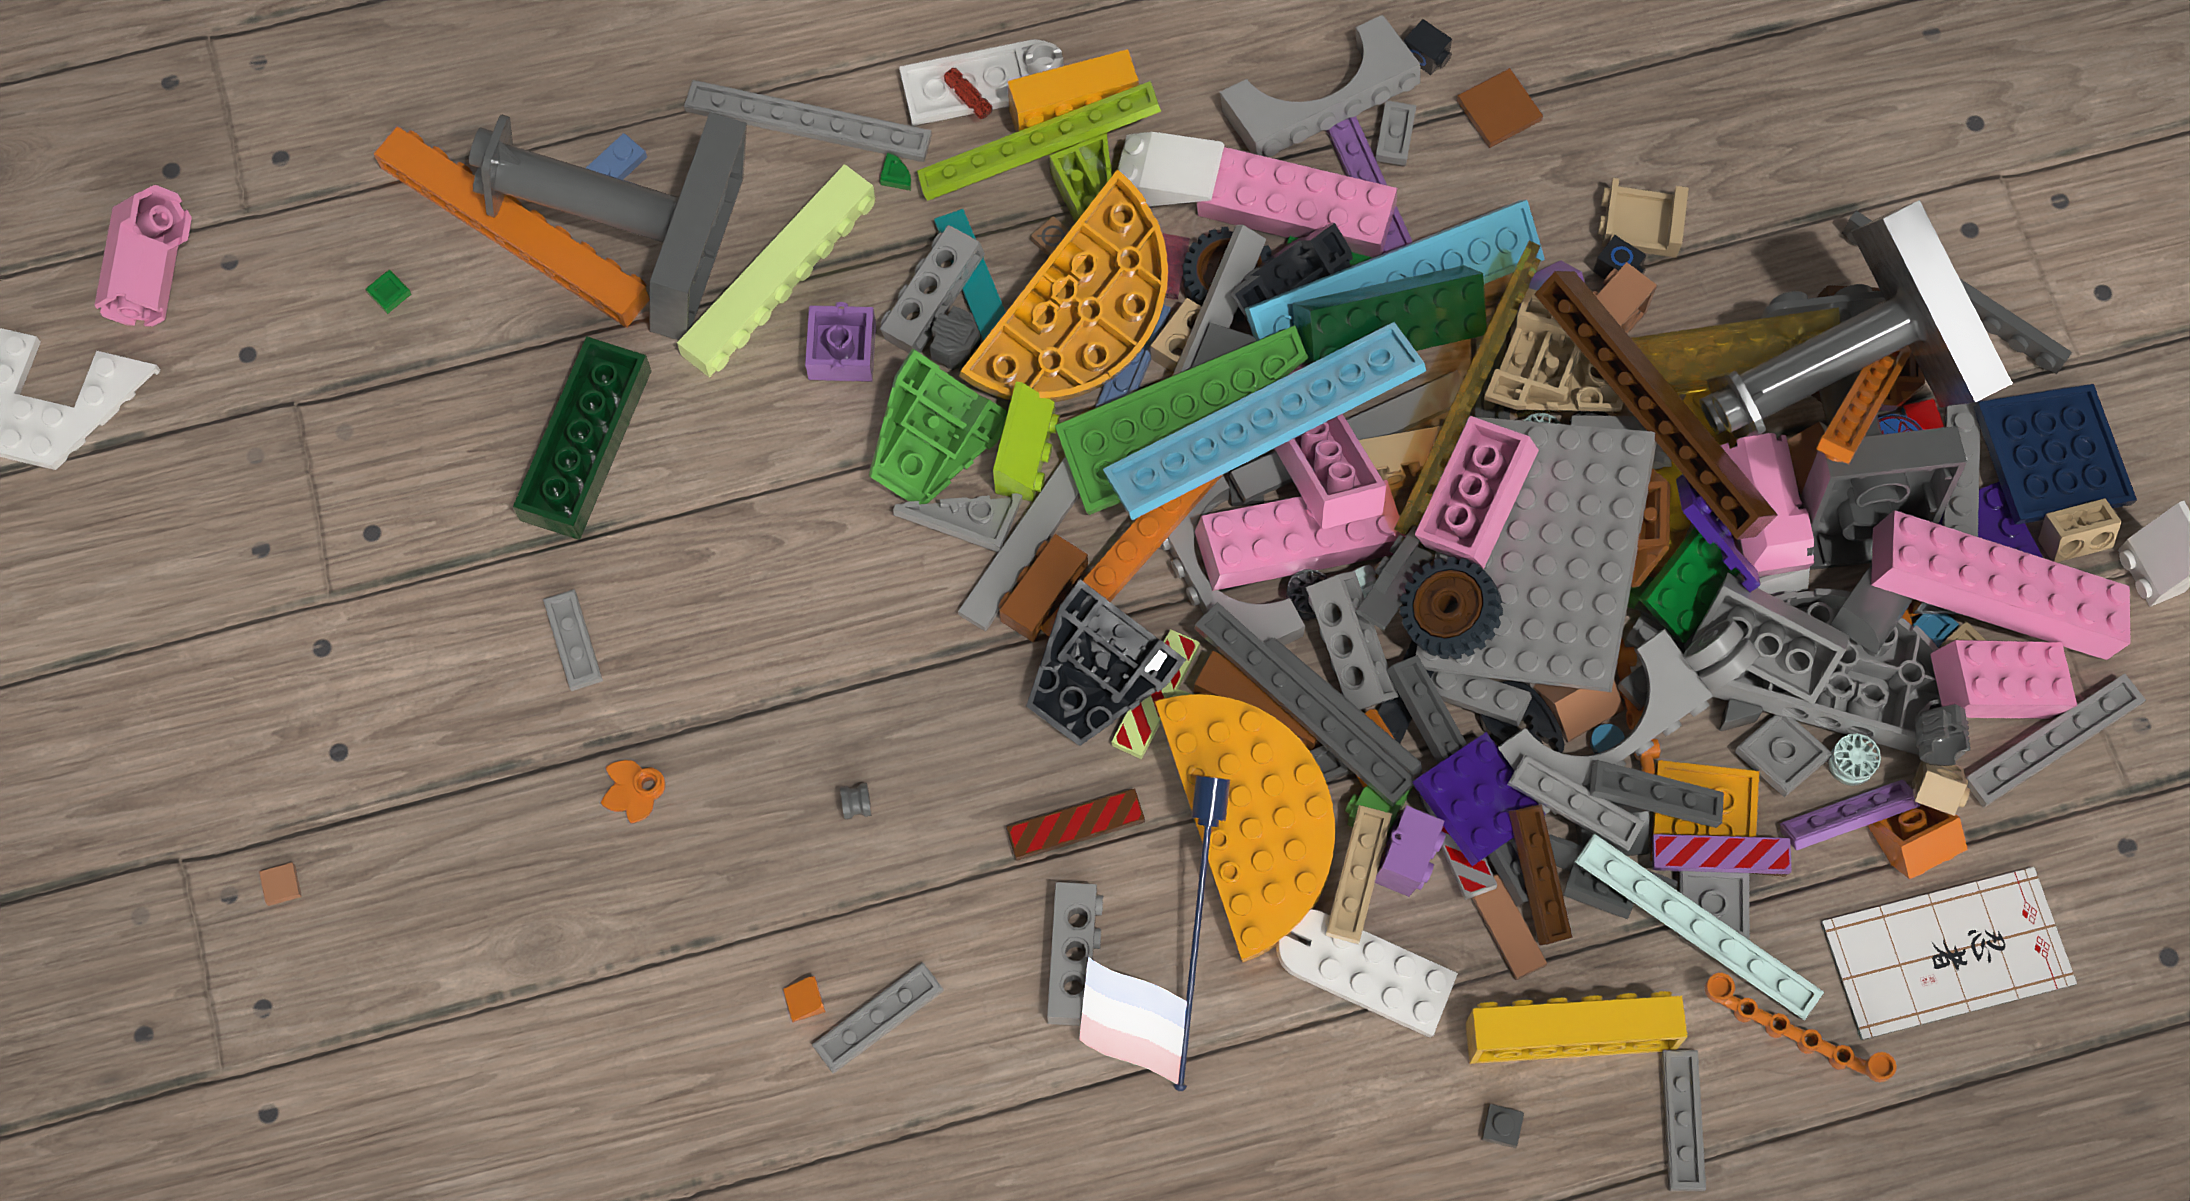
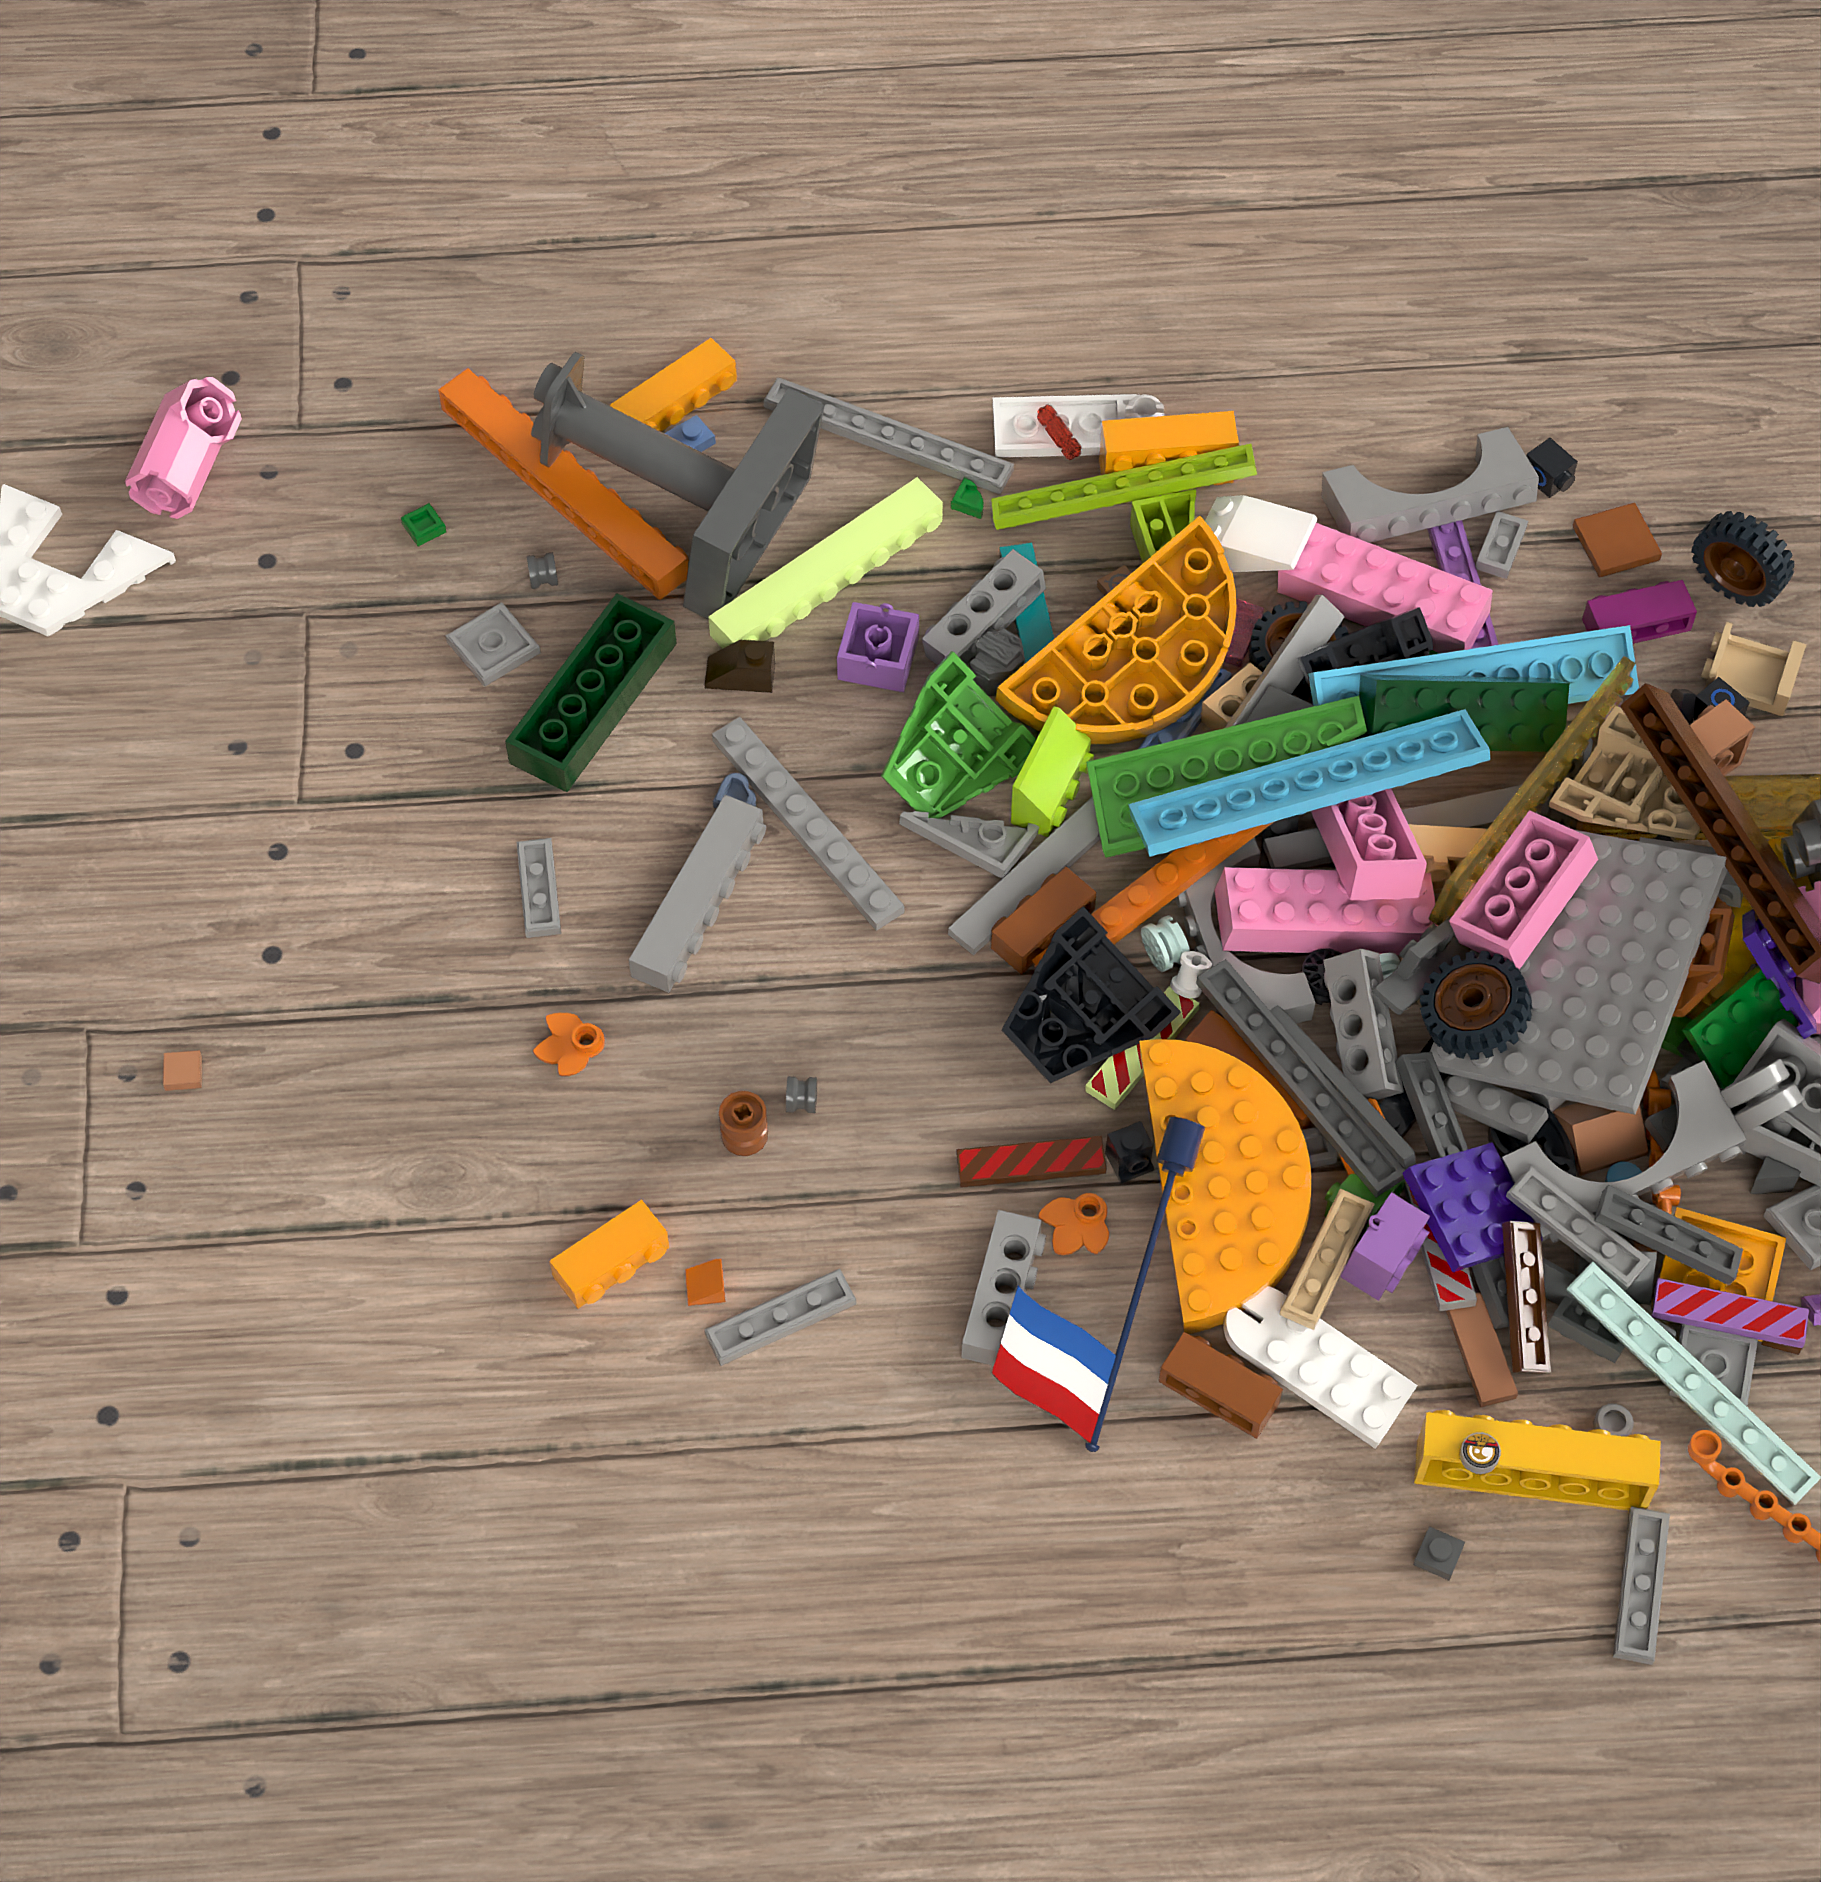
camera: 10 degrees right, 10 degrees down
(479, 402) = (493, 644): none -> light grey tile
(510, 320) = (542, 570): none -> dark grey wheel
(599, 113) = (680, 387): none -> light orange brick
(712, 990) = (610, 1254): none -> light orange brick
(717, 385) = (742, 667): none -> dark brown slope
(721, 621) = (697, 893): none -> light grey brick
(736, 514) = (735, 786): none -> sand blue tile
(808, 840) = (743, 1123): none -> dark orange wheel
(809, 529) = (808, 824): none -> light grey plate
(1125, 881) = (1073, 1228): none -> orange plate
(1159, 591) = (1164, 943): none -> light aqua wheel
(1163, 800) = (1130, 1152): none -> black brick
(1188, 614) = (1192, 965): none -> white bush
(1284, 1006) = (1221, 1384): none -> dark orange brick
(1526, 1040) = (1480, 1453): none -> tile
(1534, 179) = (1649, 611): none -> magenta brick
(1588, 265) = (1685, 702): none -> black tile
(1618, 114) = (1742, 558): none -> black wheel
(1634, 974) = (1614, 1419): none -> light grey tile

